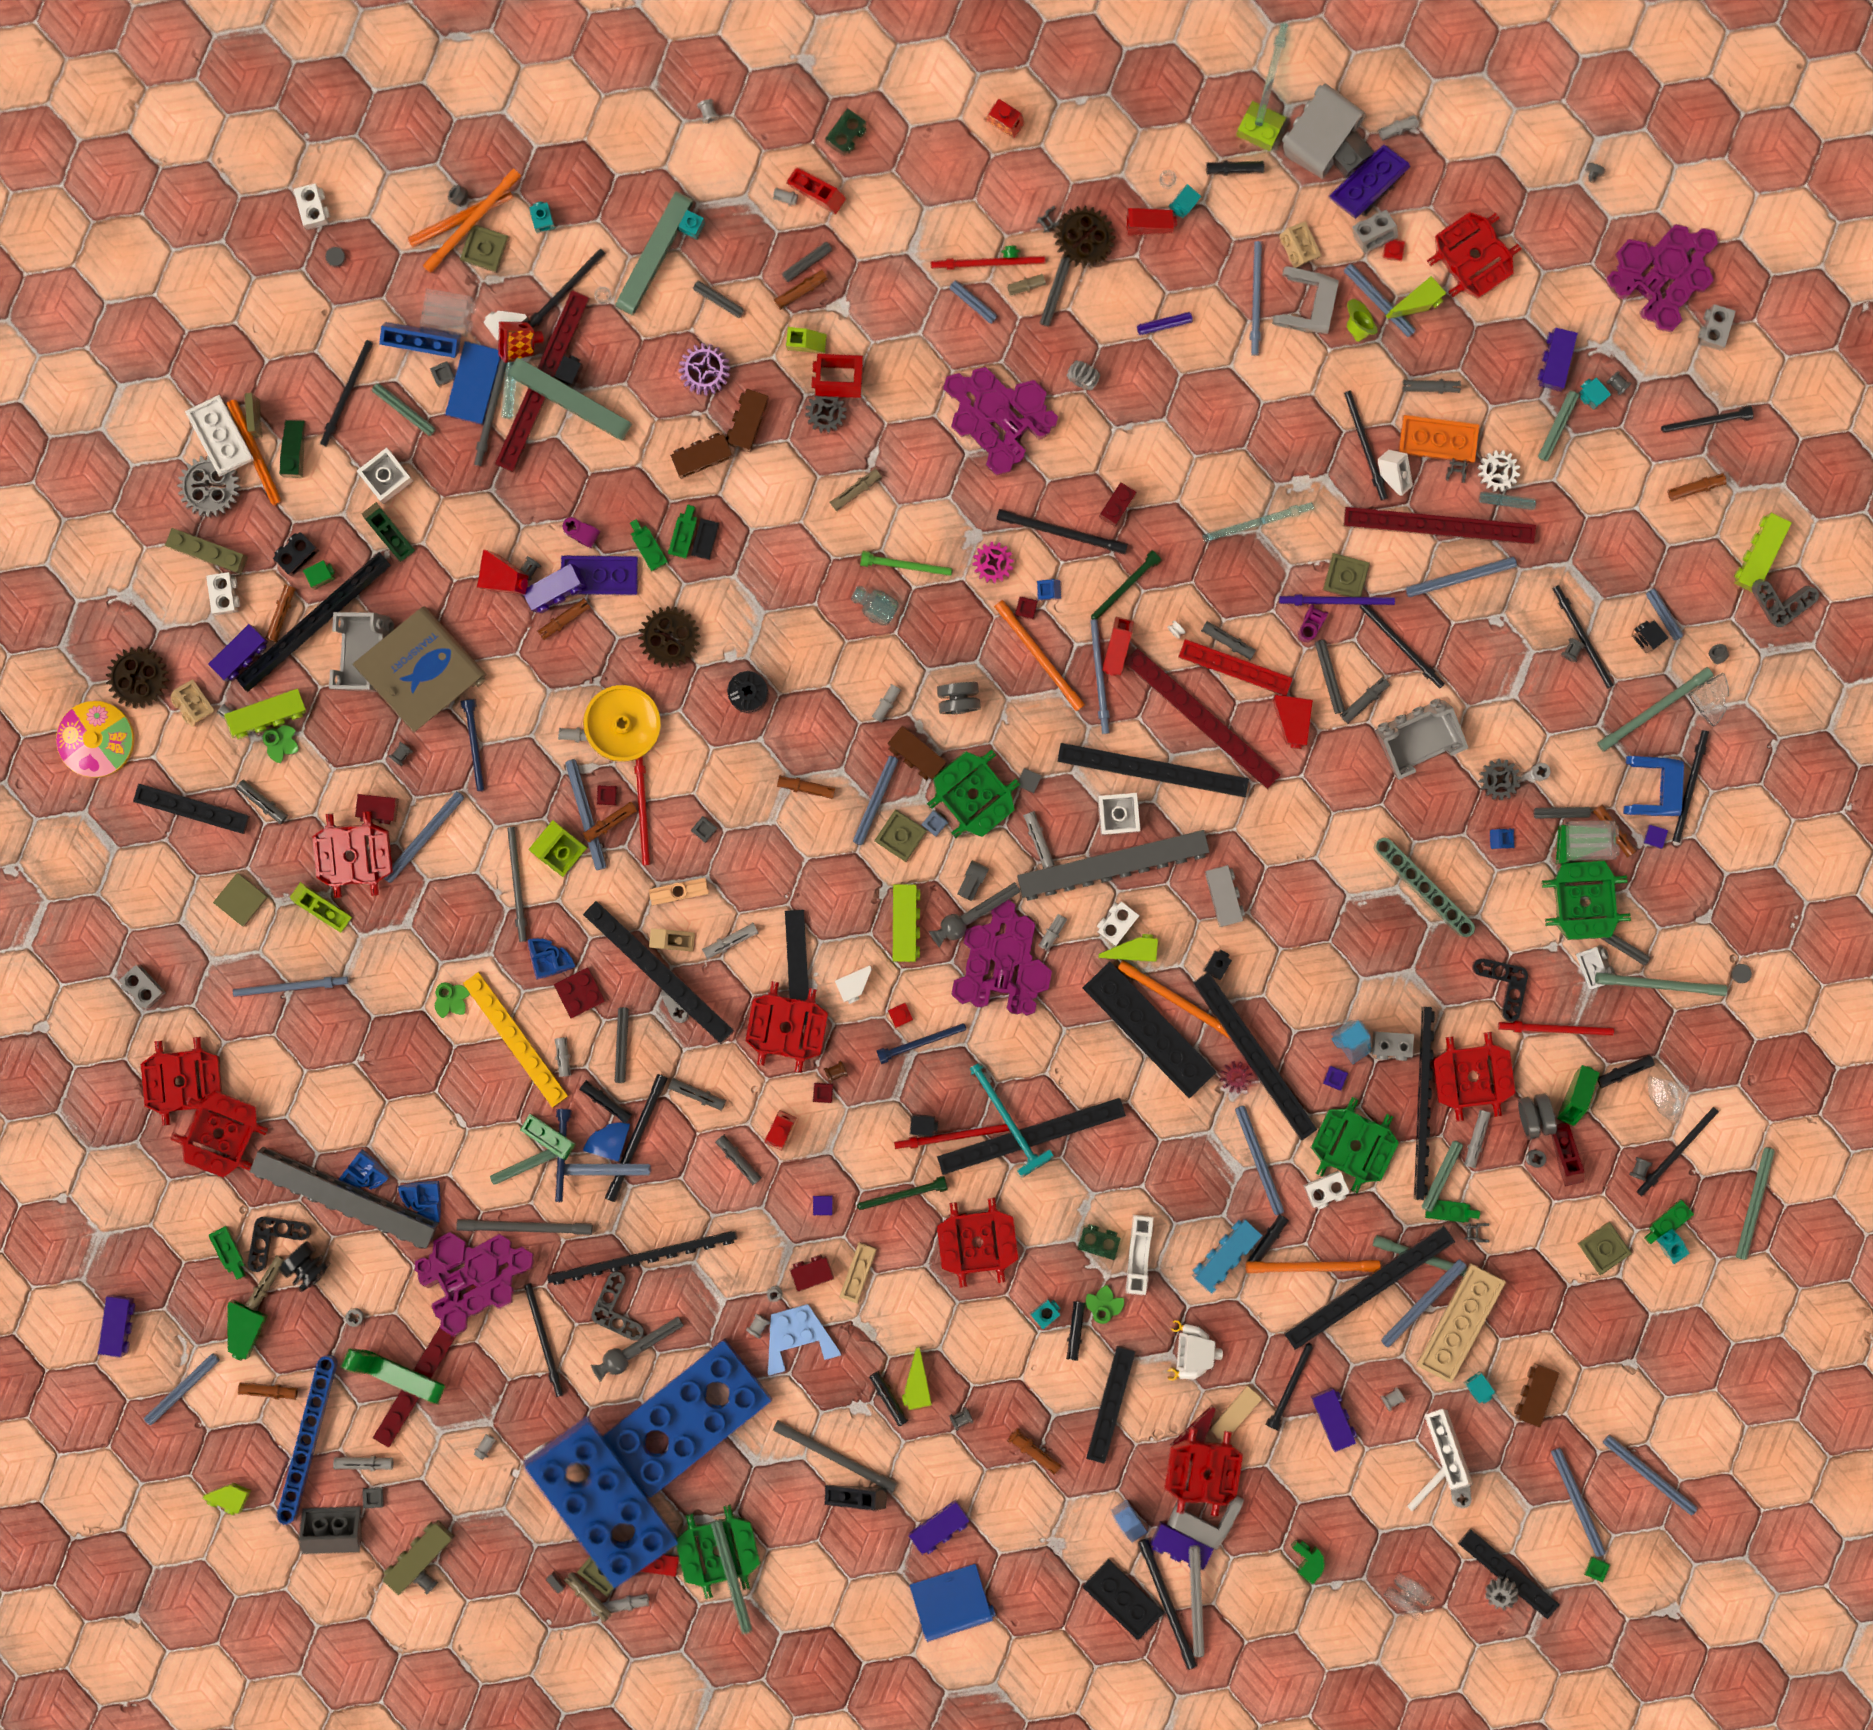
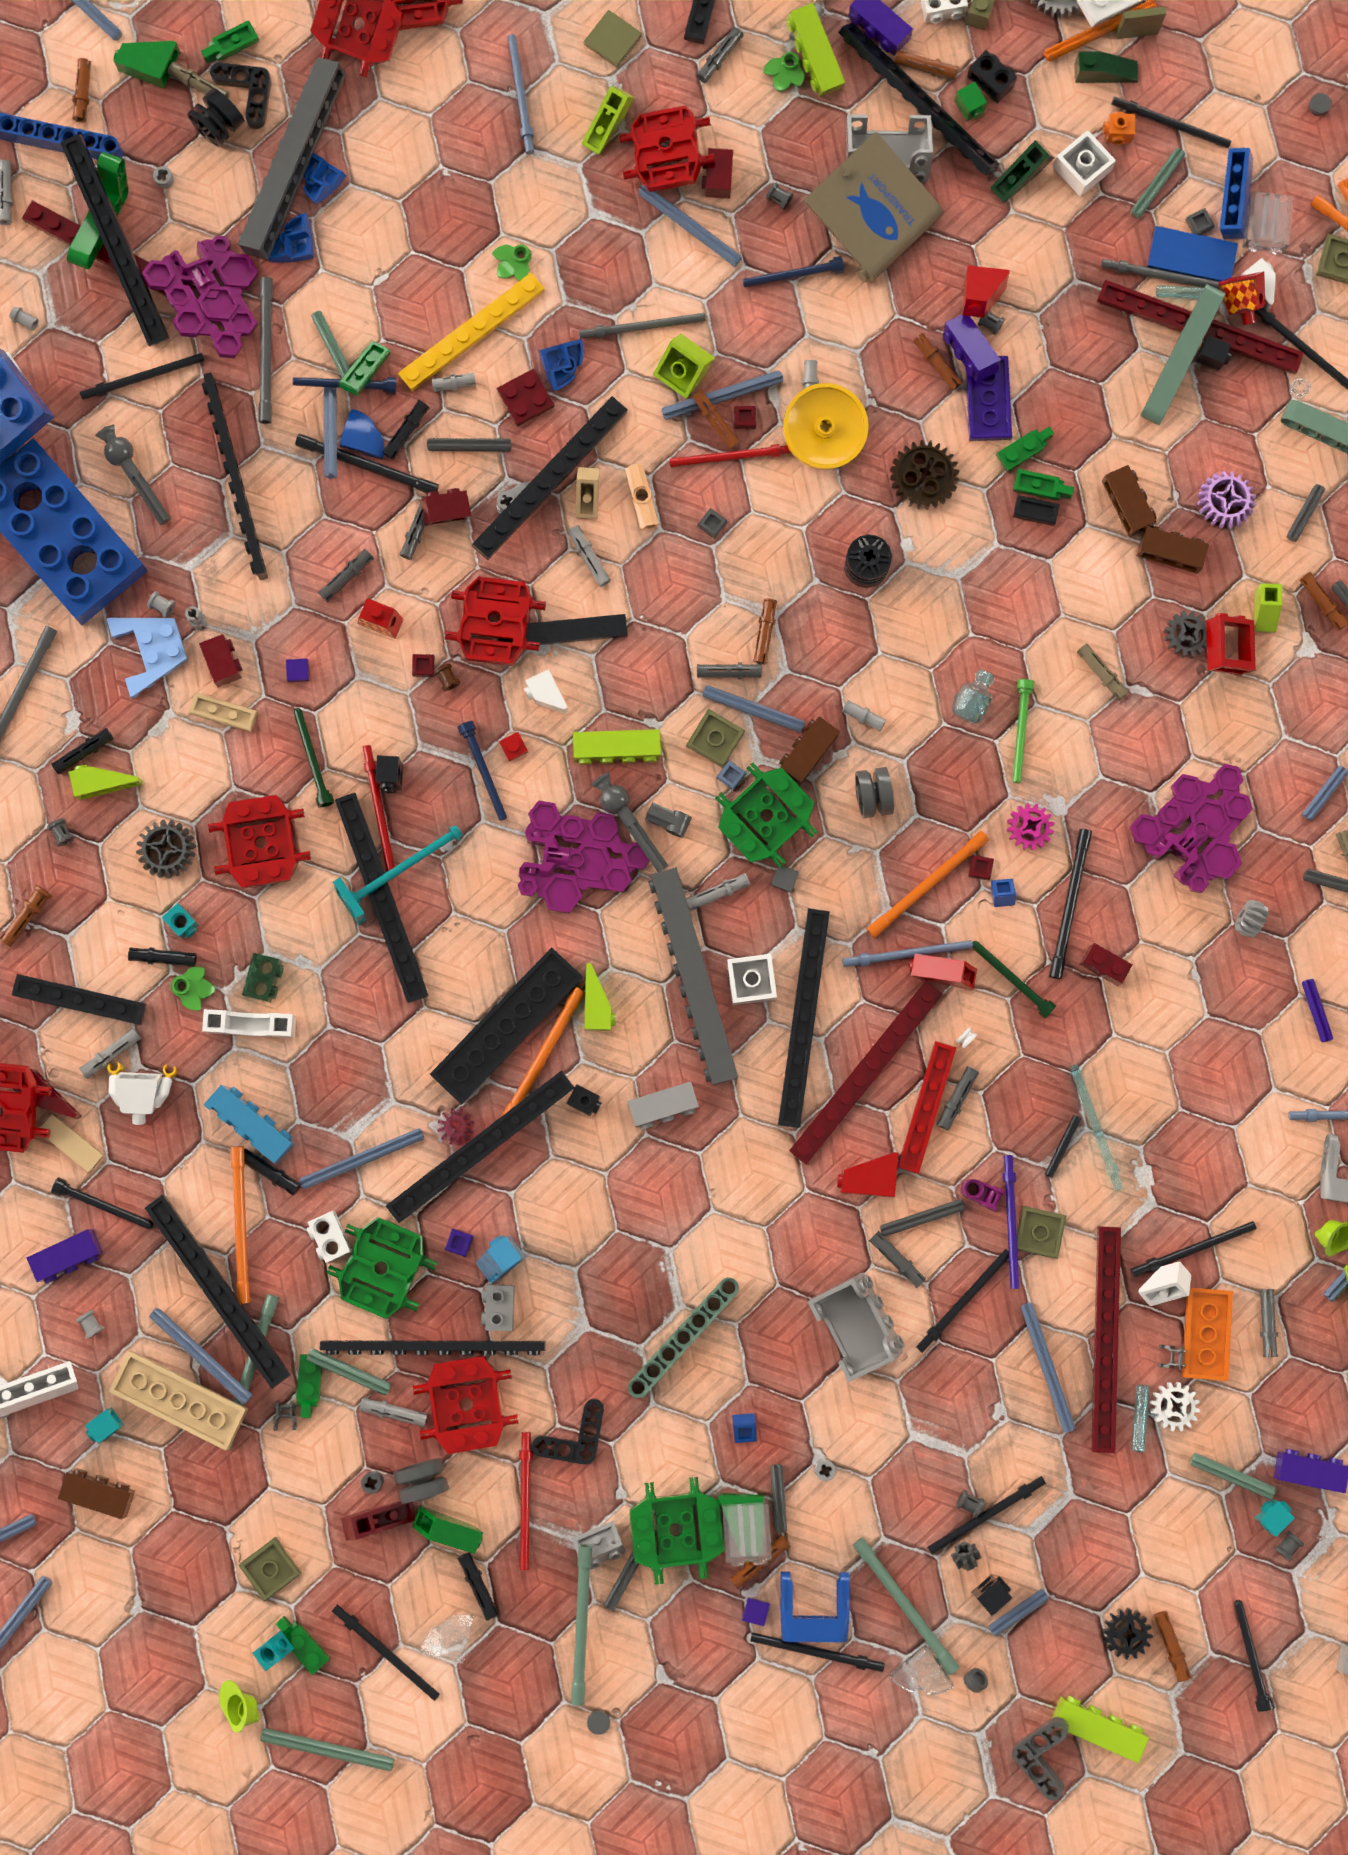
camera: 85 degrees right, 5 degrees down
(352, 434) = (1119, 128): none -> orange brick
(421, 1359) = (114, 240): none -> black plate
(584, 533) = (1035, 376): magenta piece -> none
(608, 1309) = (176, 442): dark grey beam -> none
(681, 1066) = (445, 507): none -> dark red brick
(839, 844) = (755, 670): none -> dark grey pin
(976, 1342) = (165, 857): none -> dark grey gear
(1052, 932) = (613, 912): light grey axle -> none
(1121, 926) = (623, 988): white brick -> none
(1163, 1384) = (102, 1059): none -> light grey pin
(1272, 551) = (1060, 1151): none -> black bar
(1506, 785) = (820, 1413): dark grey gear -> none
(1616, 656) = (966, 1556): none -> dark grey gear
(1640, 1169) = (363, 1608): dark grey bush -> none
(1684, 532) = (1127, 1643): none -> black gear
(1718, 1277) = (237, 1706): none -> lime piece

